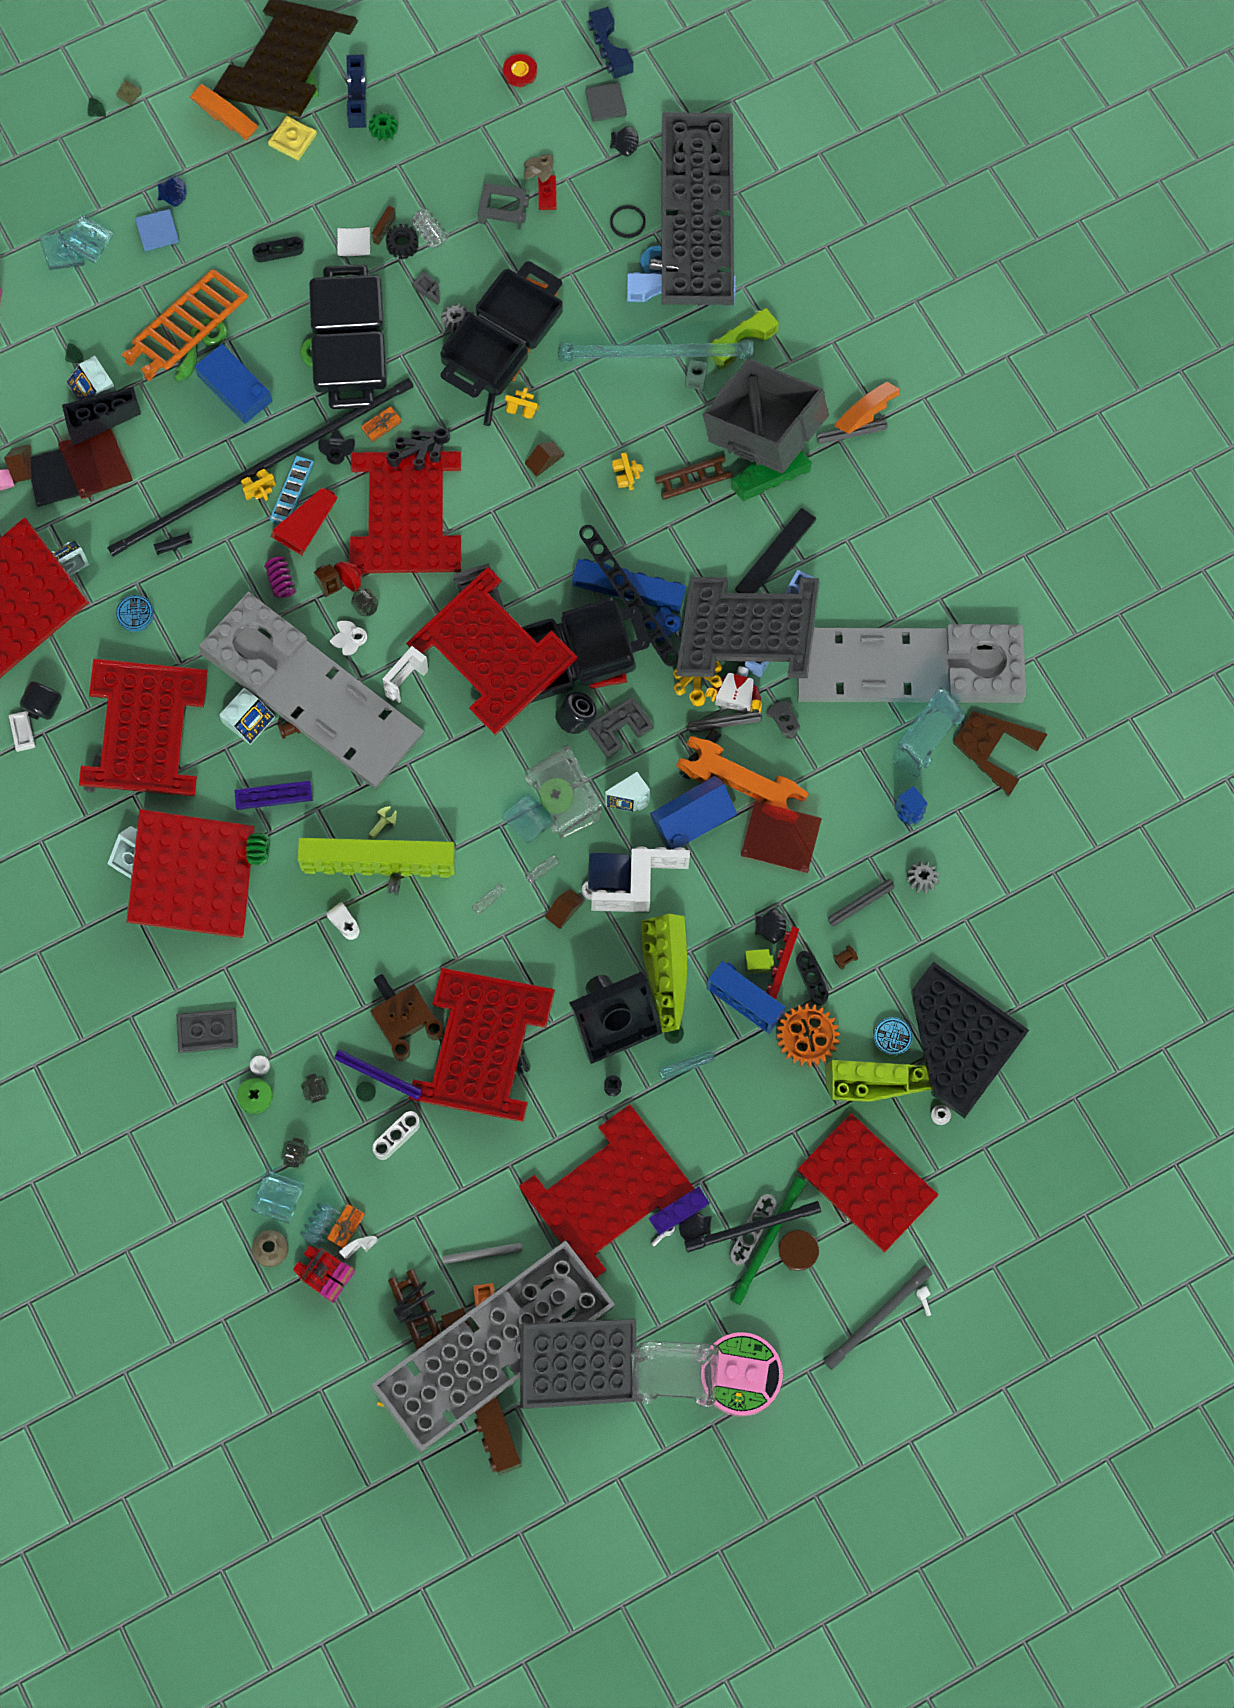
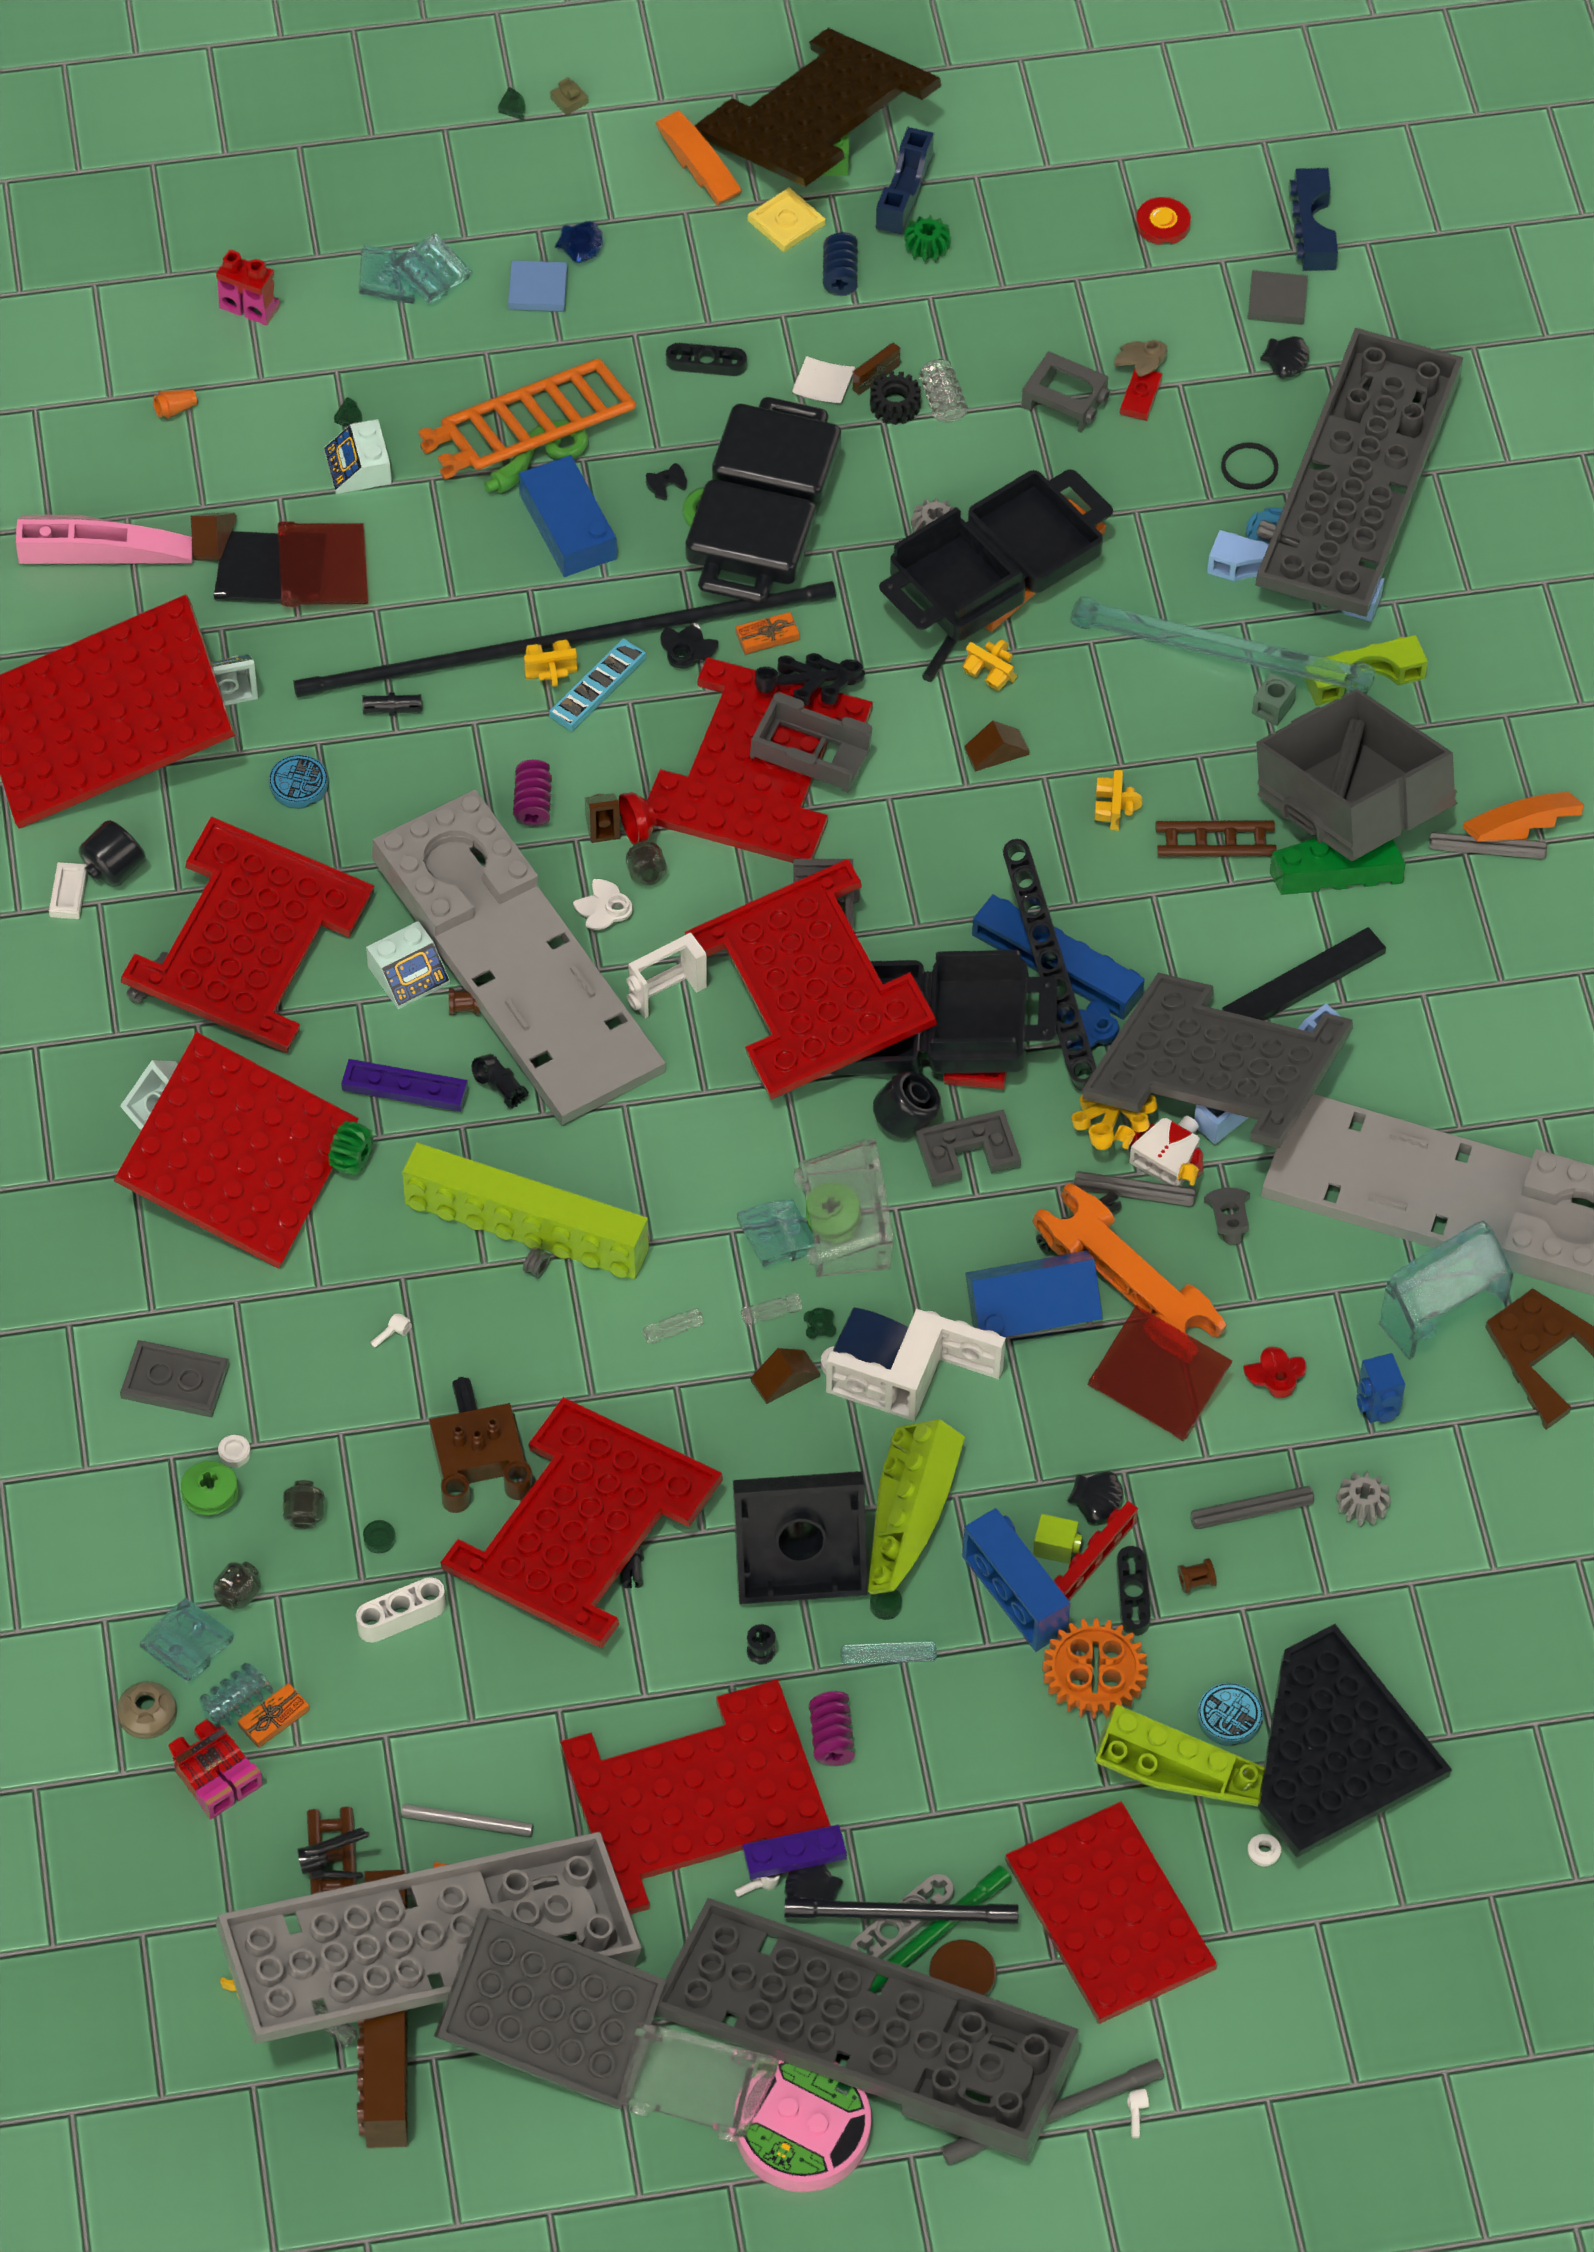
camera: 20 degrees right, 15 degrees down
(99, 413) = (355, 498): black wedge -> none
(278, 342) = (657, 482): none -> black piece
(303, 524) = (599, 729): red slope -> none
(326, 952) = (397, 1323): none -> white hand
(328, 773) = (499, 1079): none -> black connector
(337, 160) = (840, 263): none -> dark blue piece
(342, 920) = (440, 1289): white piece -> none
(365, 1242) = (277, 1743): white slope -> none
(378, 1074) = (407, 1515): dark purple axle -> none
(383, 821) = (558, 1170): yellowish green bar -> none
(427, 287) = (909, 470): dark grey slope -> none
(460, 494) = (849, 734): none -> dark grey piece
(568, 868) = (823, 1316): none -> clear green plate
(628, 794) = (942, 1239): light aqua slope -> none
(671, 1126) = (831, 1728): none -> magenta piece
(787, 1306) = (909, 2045): none -> dark grey piece
(843, 809) = (1276, 1371): none -> red plate

